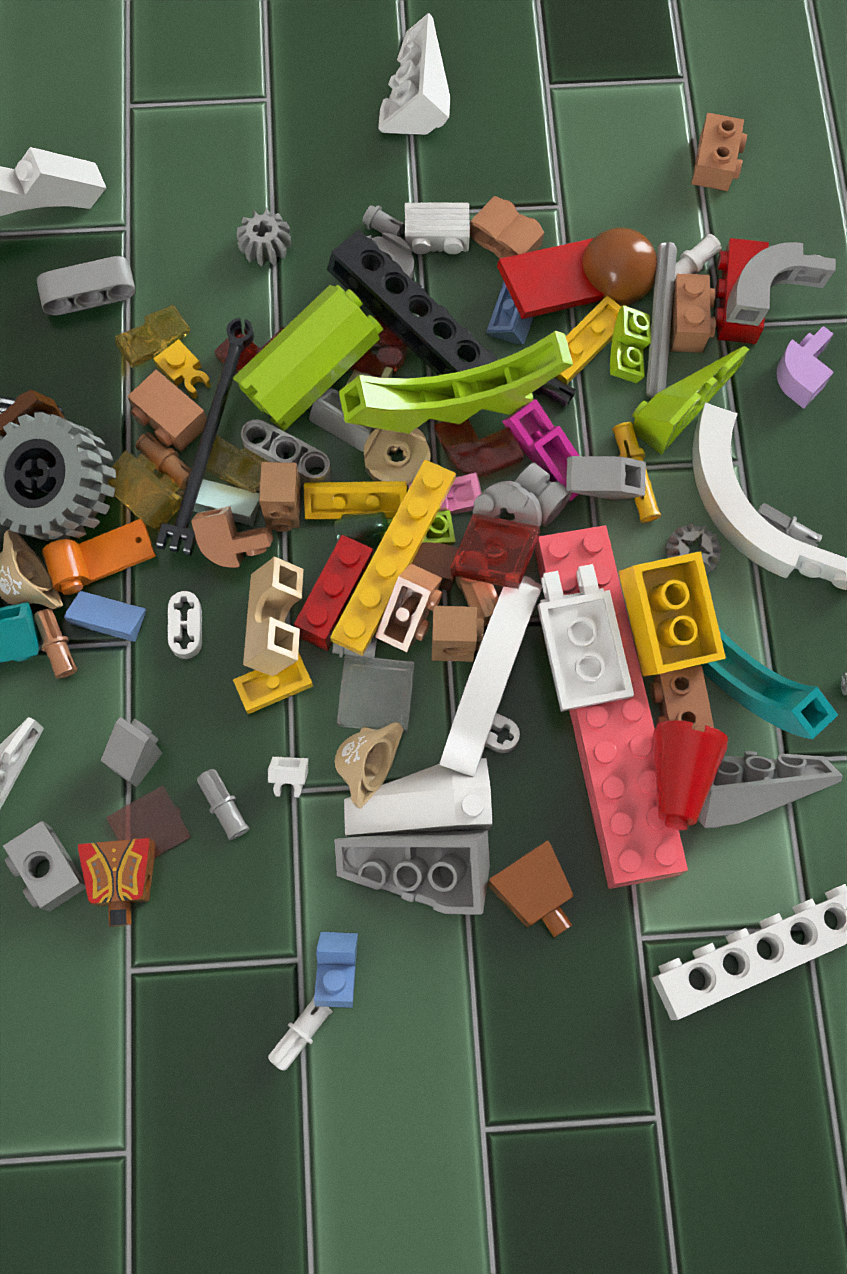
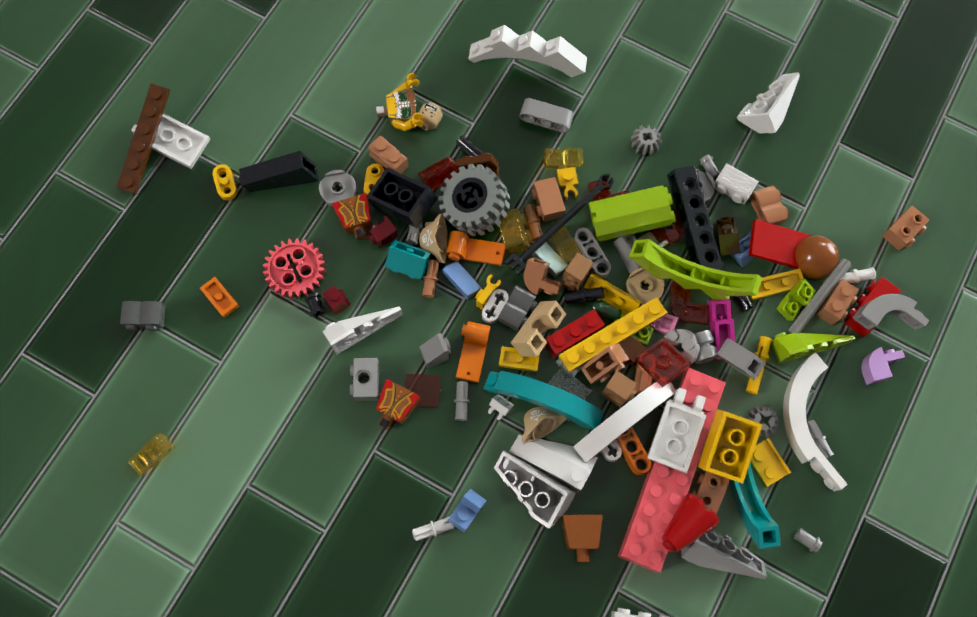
camera: 30 degrees right, 0 degrees up
(156, 619) = (484, 295): none -> yellow plate
(192, 715) = (473, 351): none -> orange door
(222, 606) = (517, 308): none -> dark grey brick
(313, 524) = (584, 295): none -> black pin
(348, 713) = (546, 396): none -> teal arch
(474, 308) = (728, 236): none -> dark brown slope
(546, 712) = (632, 457): none -> orange beam
(741, 608) = (768, 463): none -> yellow plate

